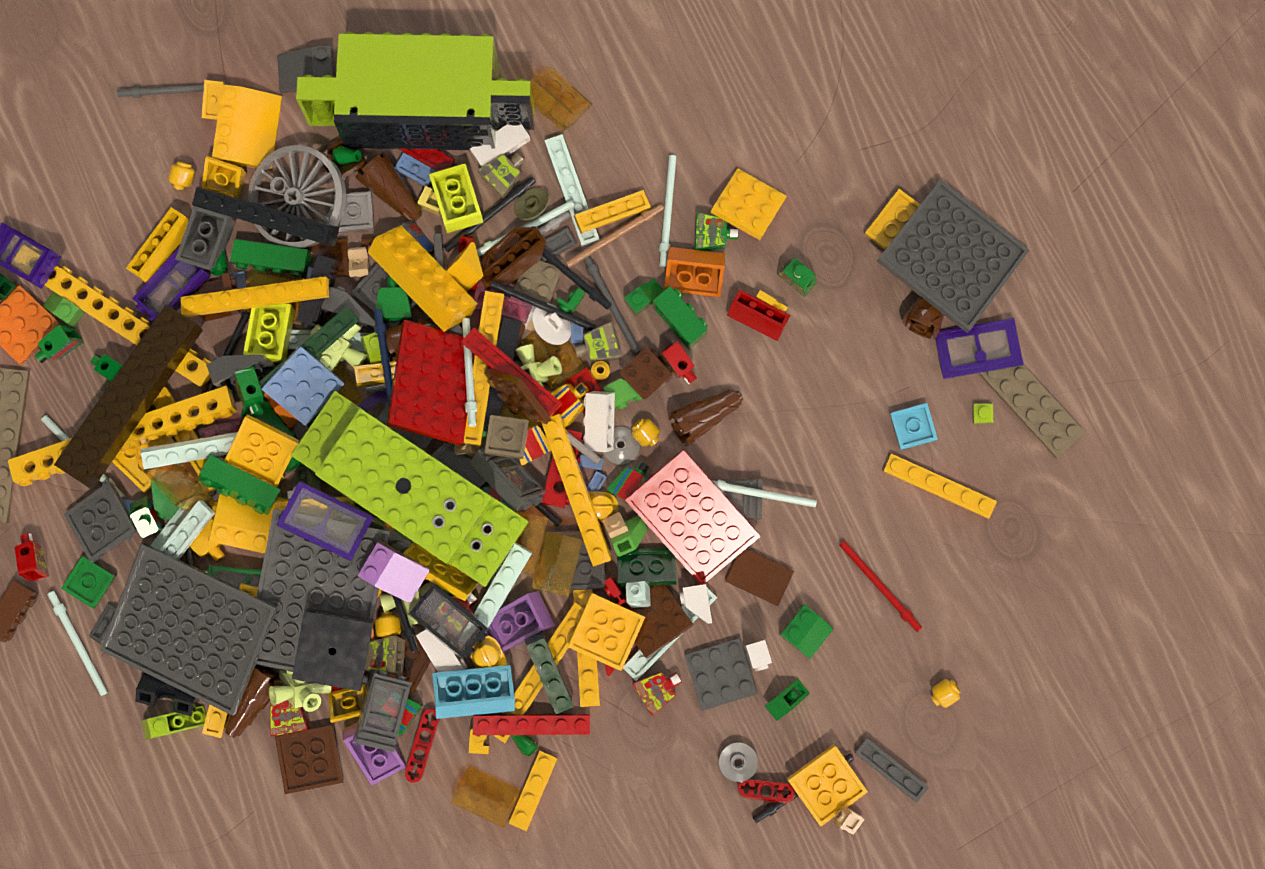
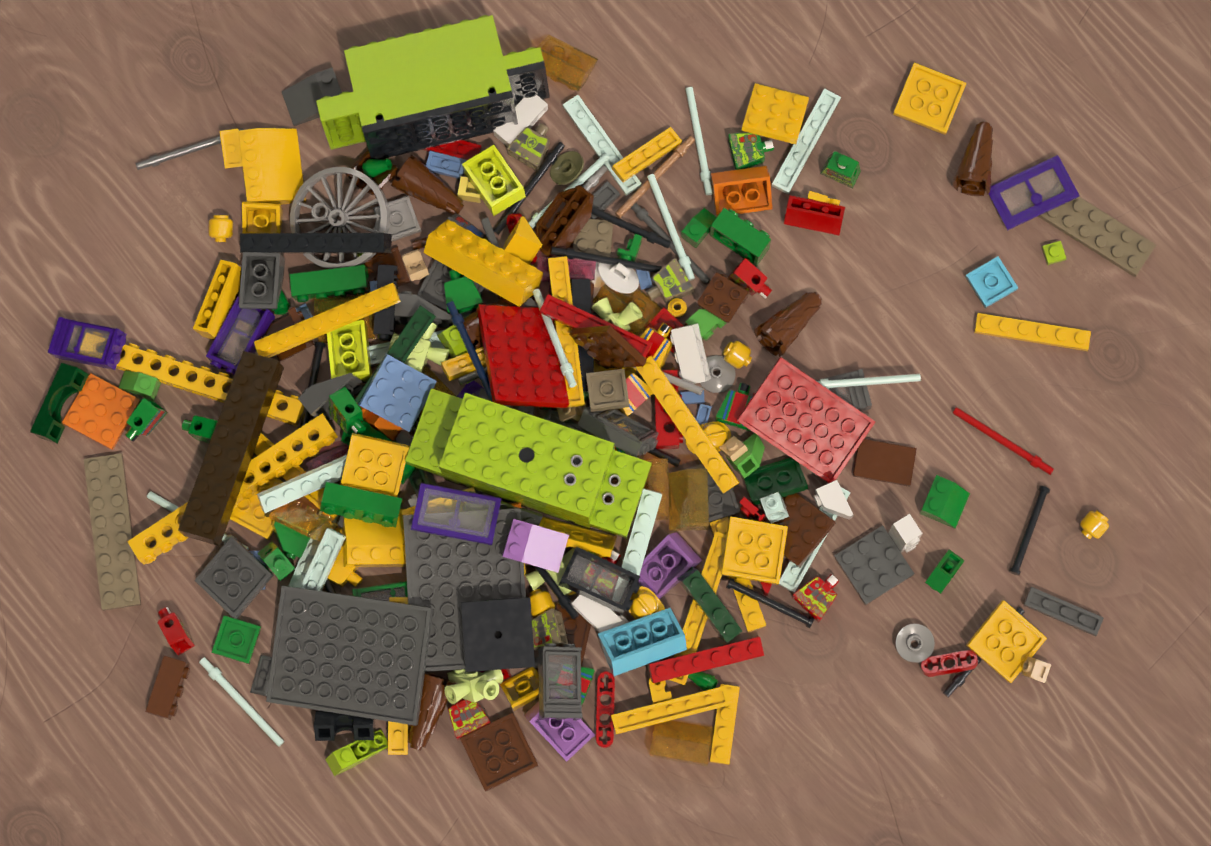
camera: 15 degrees left, 5 degrees down
(484, 764) = (670, 710): none -> yellow plate
(609, 685) = (769, 602): none -> black bar
(619, 327) = (684, 260): none -> light aqua bar
(771, 239) = (806, 141): none -> light aqua plate
(881, 680) = (1029, 530): none -> black bar
(953, 256) = (984, 111): dark grey plate -> none

